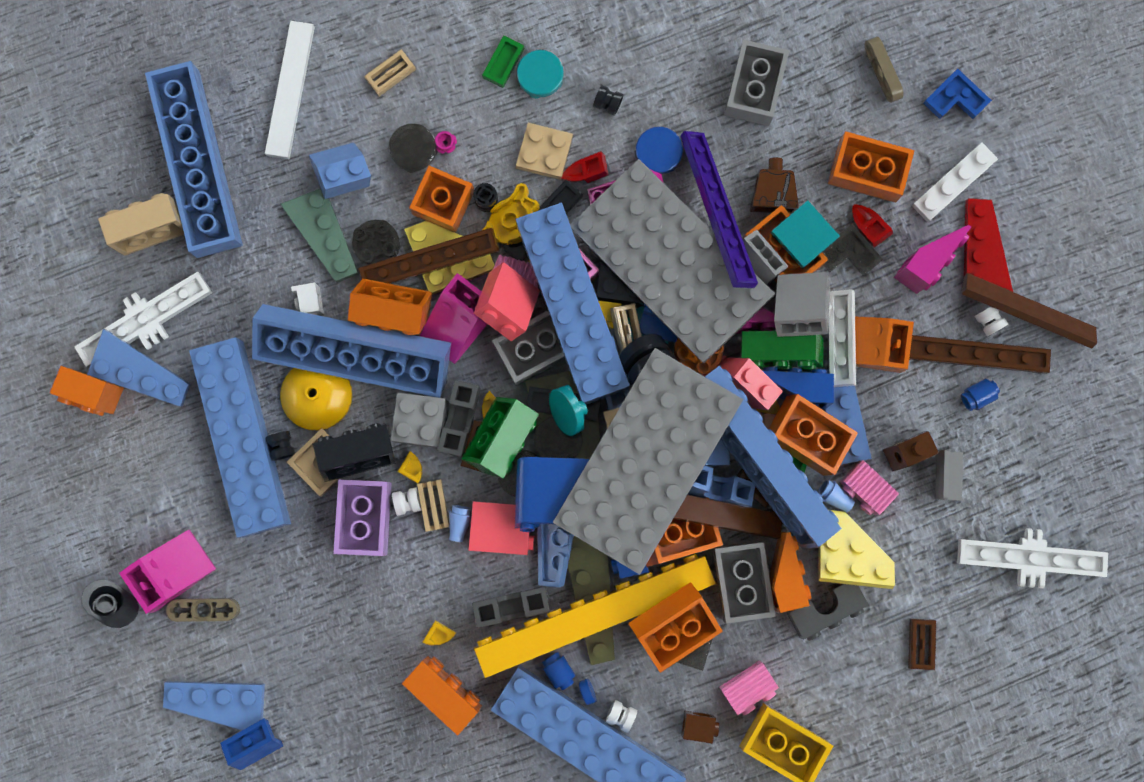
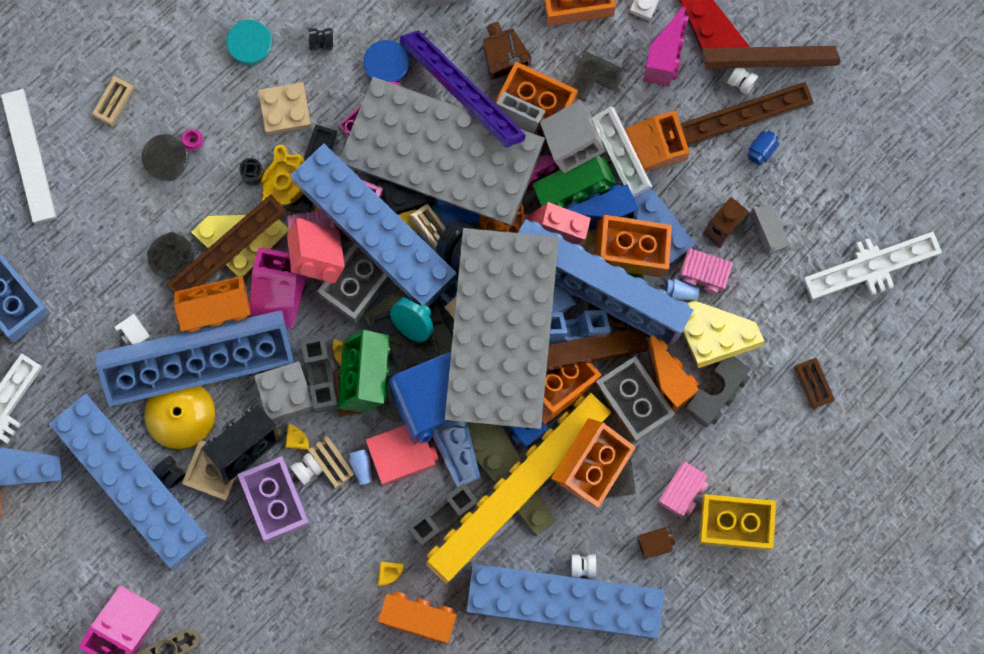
camera: 30 degrees left, 5 degrees down
(322, 231) = (114, 265): sand green wing -> none
(340, 170) = (110, 205): medium blue slope -> none
(442, 199) = (213, 190): orange brick -> none
(503, 61) = (211, 46): green tile -> none
(558, 671) = (510, 553): blue brick -> none
(587, 169) = (330, 106): red plate -> none
(587, 691) = (544, 559): blue tile -> none
(805, 234) = (547, 77): teal tile -> none
(871, 225) = (601, 44): red plate -> none

